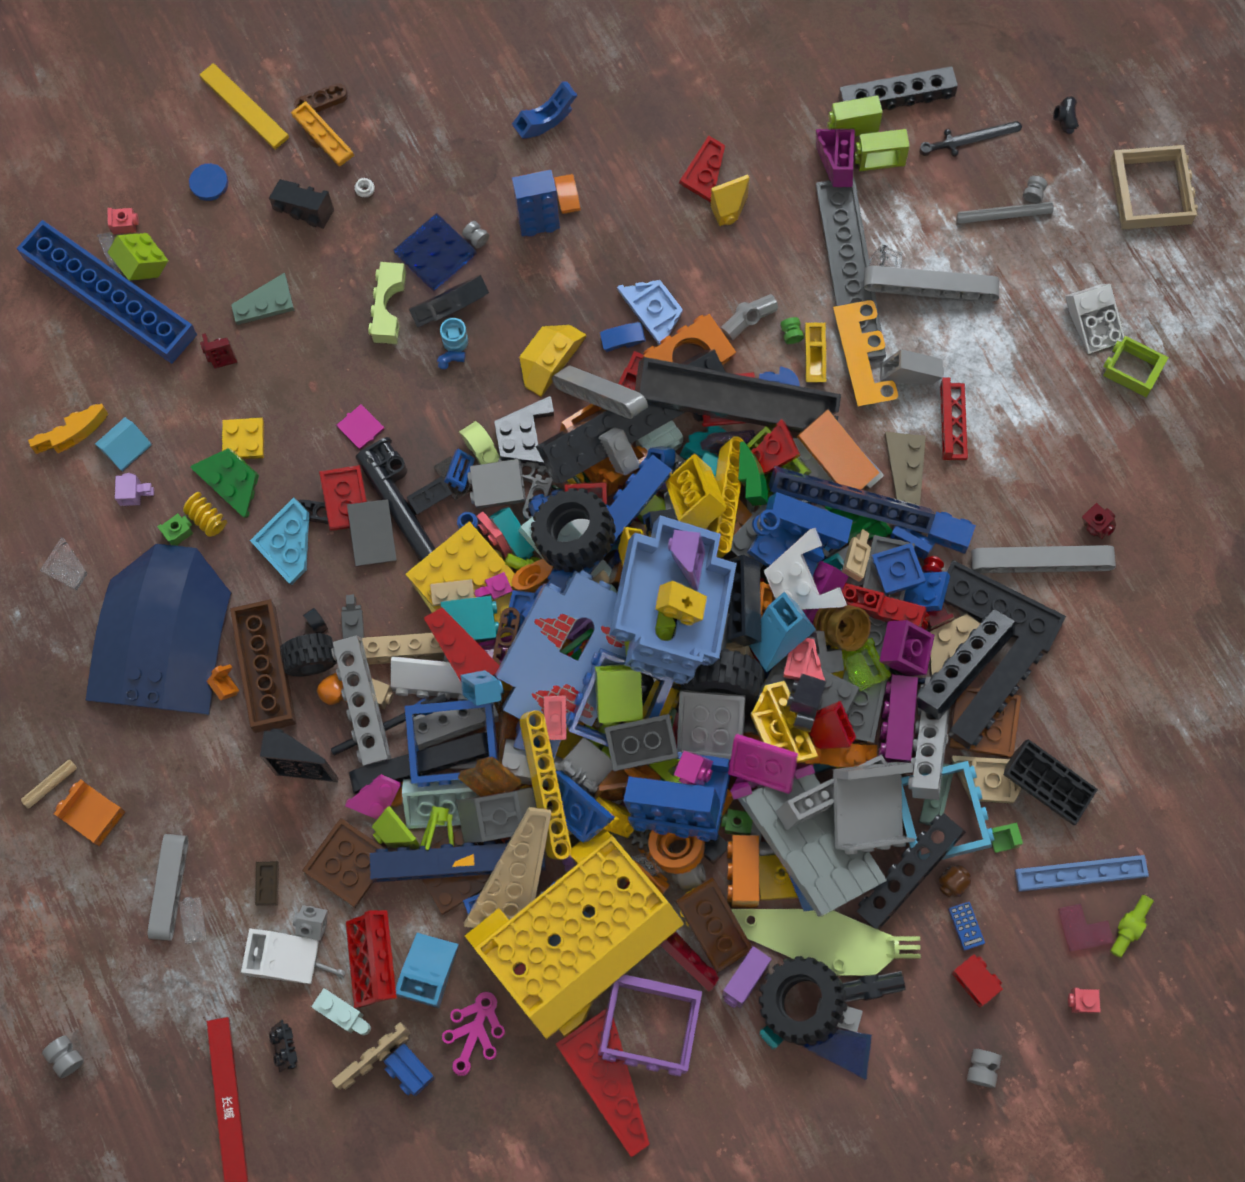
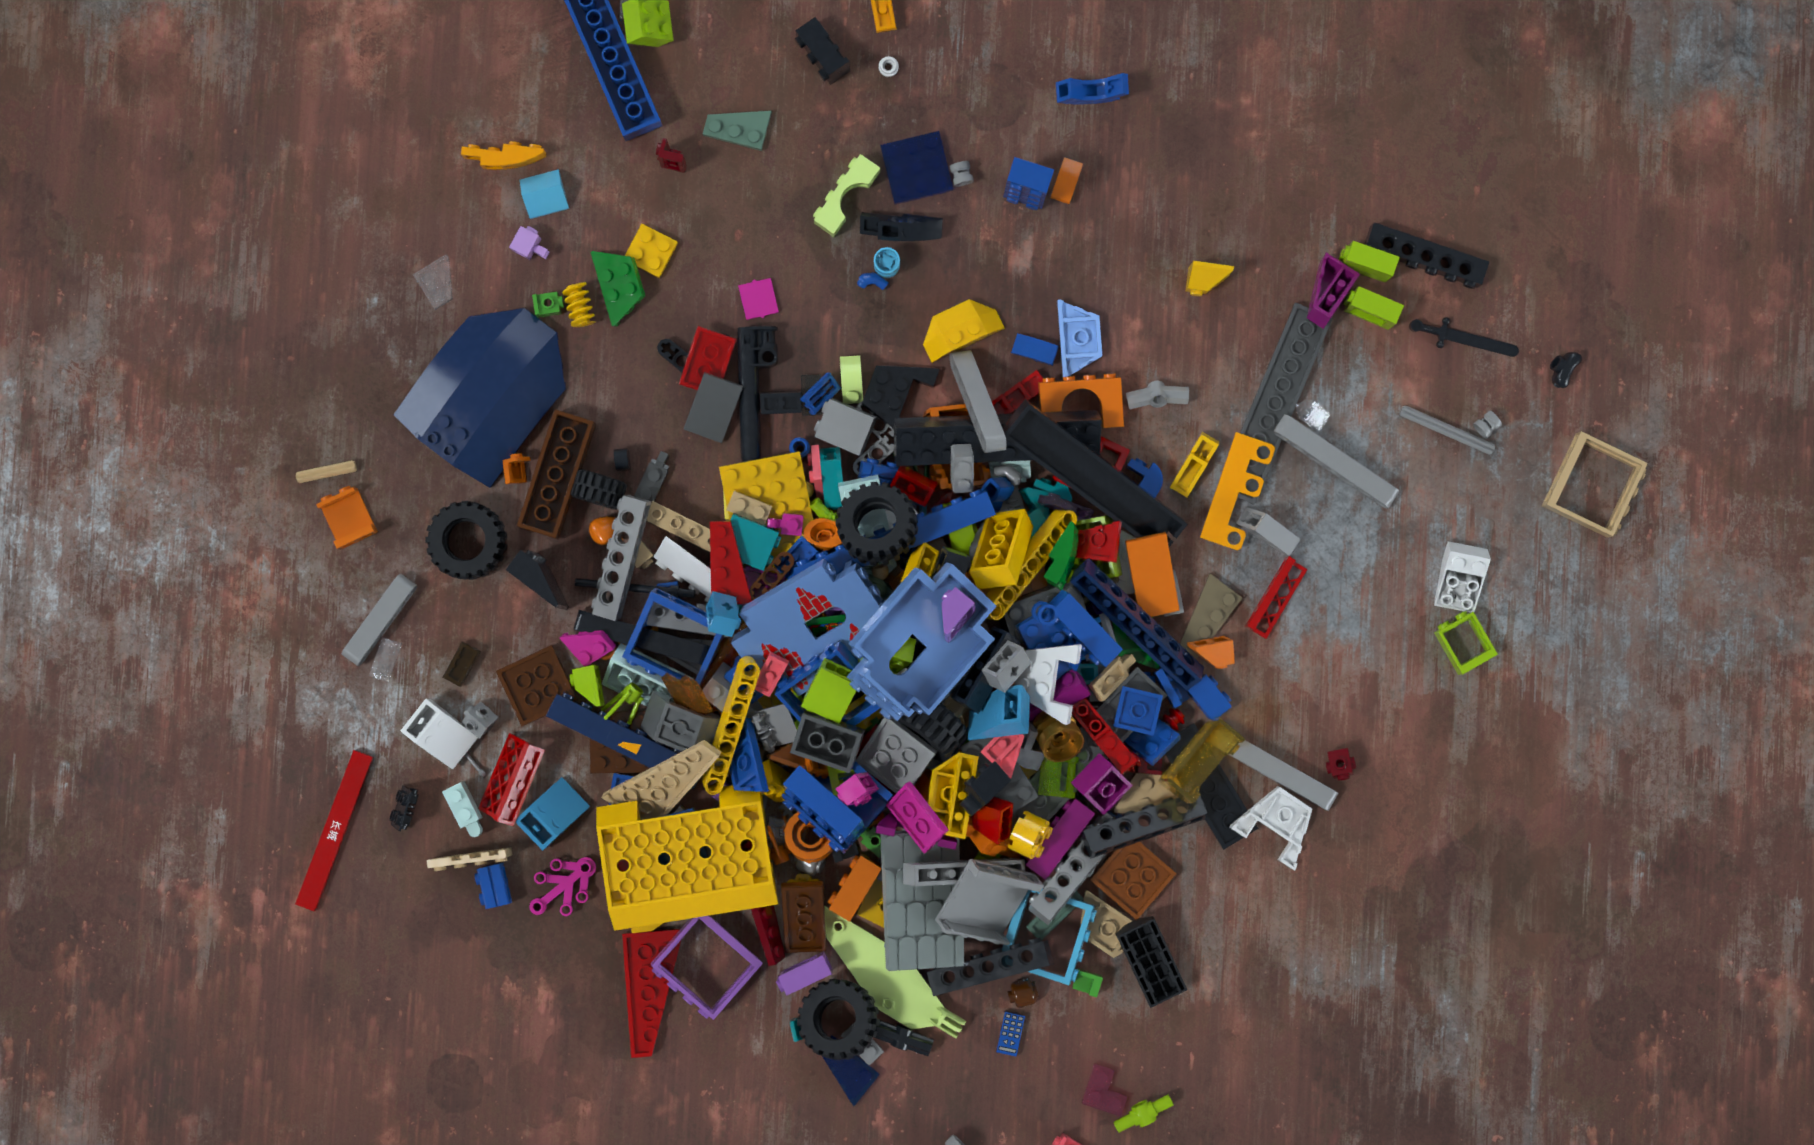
camera: 20 degrees right, 15 degrees up
(62, 1056) = (223, 713): light grey wheel -> none
(196, 746) = (439, 534): none -> black tyre
(286, 540) = (635, 371): medium azure plate -> none
(662, 439) = (1008, 471): none -> light grey arm
(681, 603) = (924, 651): yellow brick -> none
(704, 169) = (1201, 231): red wing -> none
(760, 584) = (1006, 666): none -> light grey brick
(792, 330) = (1186, 428): bright green wheel -> none
(872, 725) = (1029, 835): none -> yellow brick
(931, 490) = (1215, 651): none -> orange slope
(977, 980) = (990, 1082): red brick -> none
(978, 576) = (1200, 758): none -> clear yellow windscreen
(996, 690) = (1156, 859): black brick -> none
(1080, 593) = (1282, 815): none -> white wing
(1081, 873) = (1131, 1046): medium blue tile -> none

